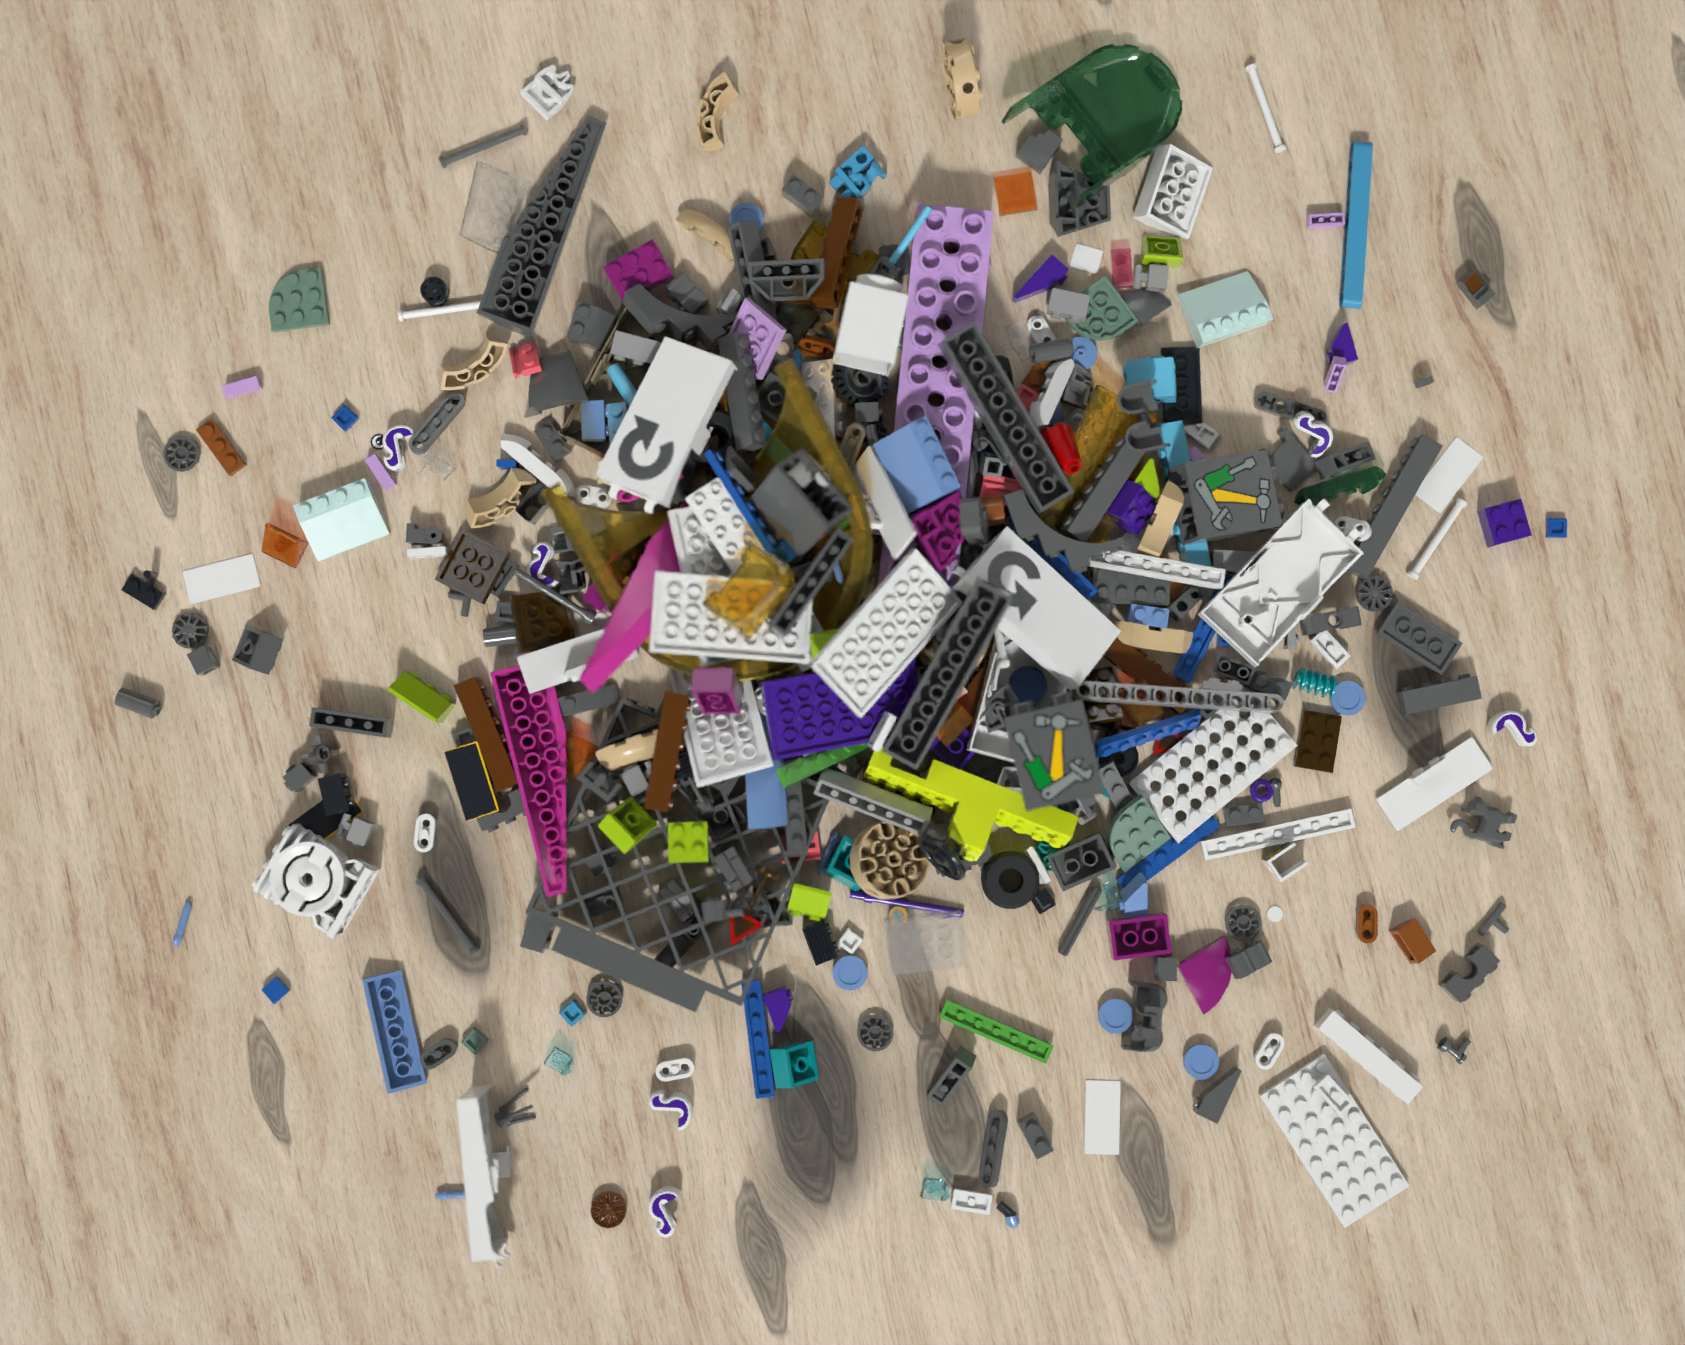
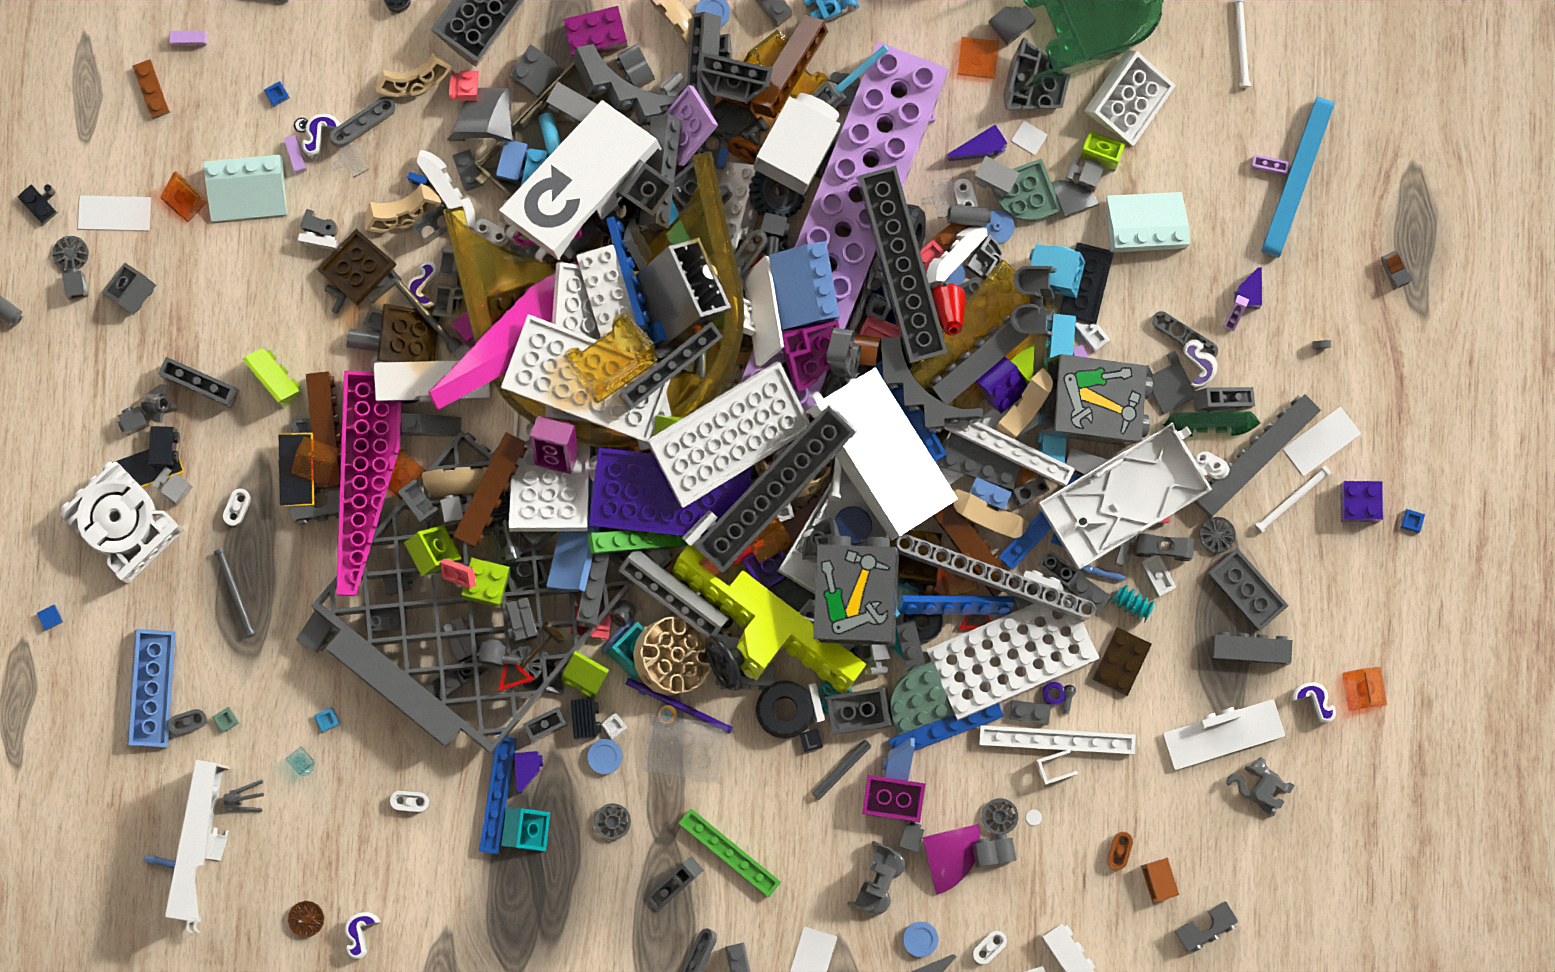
camera: 20 degrees right, 5 degrees down
(181, 453) = (112, 84): dark grey wheel -> none
(437, 310) = (395, 16): white bar -> none
(487, 767) = (315, 460): none -> clear orange slope
(604, 998) = (361, 714): dark grey wheel -> none
(659, 843) = (458, 573): none -> coral plate
(674, 1102) = (400, 832): white animal -> none
(734, 412) = (646, 187): none -> dark grey brick
(784, 959) = (545, 724): none -> dark grey brick
(800, 475) = (690, 263): white sticker -> none
(828, 829) = (622, 614): none -> dark grey wheel
(1110, 893) = (879, 751): clear light blue plate -> none
(1115, 1015) = (850, 871): medium blue piece -> none
(1121, 268) = (1060, 156): clear pink plate -> none
(1279, 661) = (1103, 573): none -> medium blue piece
(1348, 698) = (1162, 627): medium blue piece -> none
(1493, 920) = (1245, 882): dark grey piece -> none
(1554, 702) = (1364, 688): none -> clear orange slope

